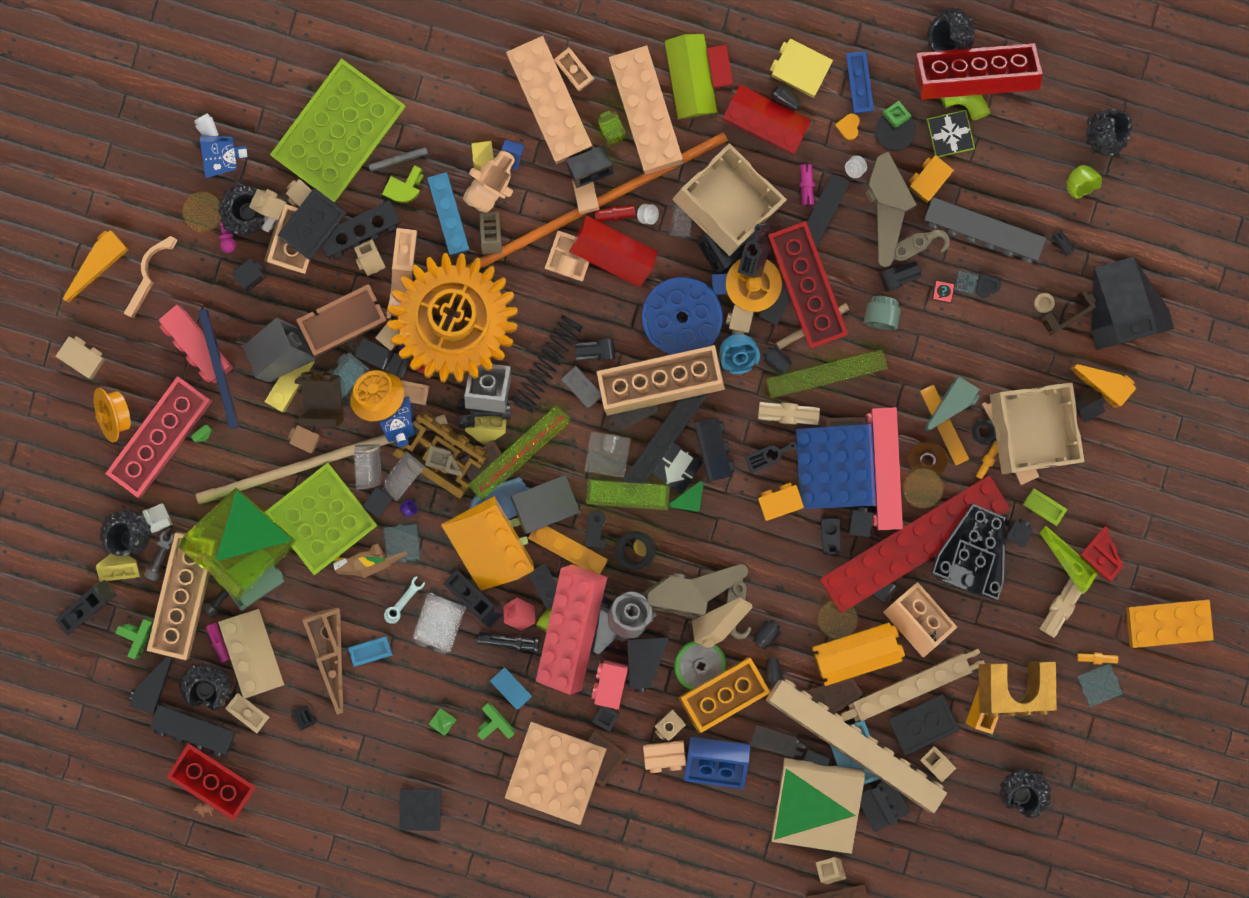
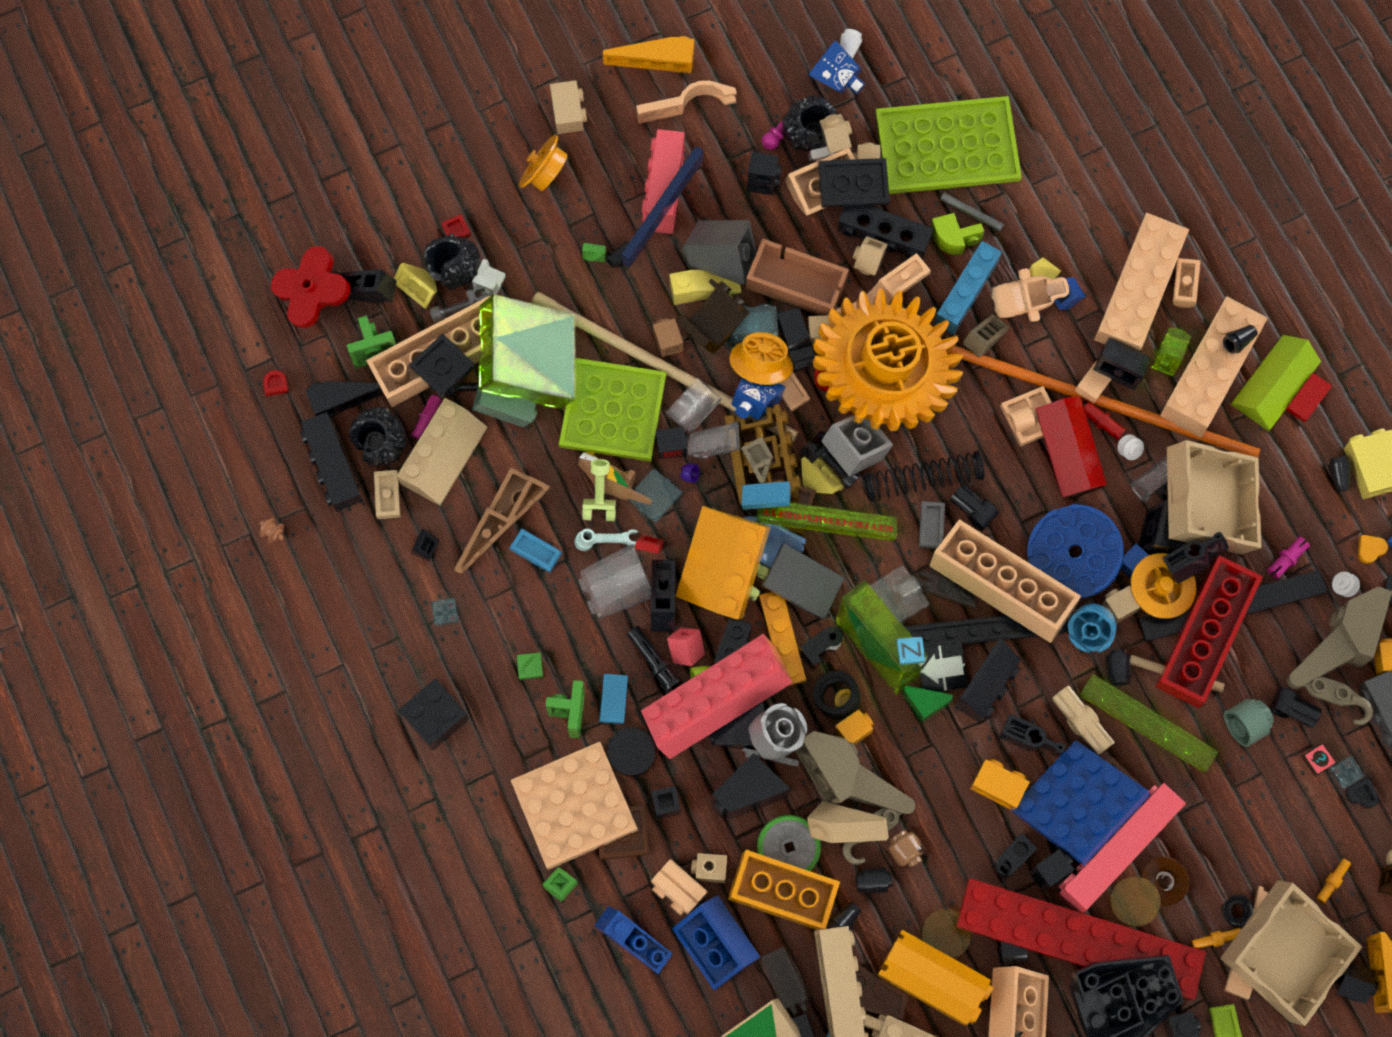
camera: 45 degrees right, 15 degrees down
(59, 640) = (310, 287): none -> red plant
(100, 507) = (456, 226): none -> red tile
(104, 718) = (275, 383): none -> red tile
(159, 437) = (559, 220): coral brick -> none
(196, 606) = (442, 365): none -> black tile
(202, 212) = (776, 98): clear yellow tile -> none
(211, 782) = (297, 514): red slope -> none
(217, 417) = (615, 258): none -> black pin
(358, 567) = (599, 468): none -> yellowish green bar
(358, 743) = (445, 612): none -> clear light blue tile
(434, 579) = (649, 544): none -> red tile
(471, 480) = (766, 495): none -> dark azure tile
(554, 708) = (631, 752): none -> black tile
(596, 824) = (560, 884): none -> bright green tile
(611, 683) = (701, 766): coral brick -> none
(645, 82) = (1238, 339): none -> black cone
(657, 494) = (910, 650): none -> medium azure tile
(665, 558) = (855, 727): none -> light orange brick
(669, 810) = (633, 939): none -> blue slope
(766, 120) = (1304, 475): red slope -> none
(766, 596) = (906, 849): none -> medium nougat head
(945, 428) = (1207, 869): light orange sticker -> none
(957, 398) = (1240, 856): sand green slope -> none
(1020, 356) = (1333, 881): none -> light orange bar

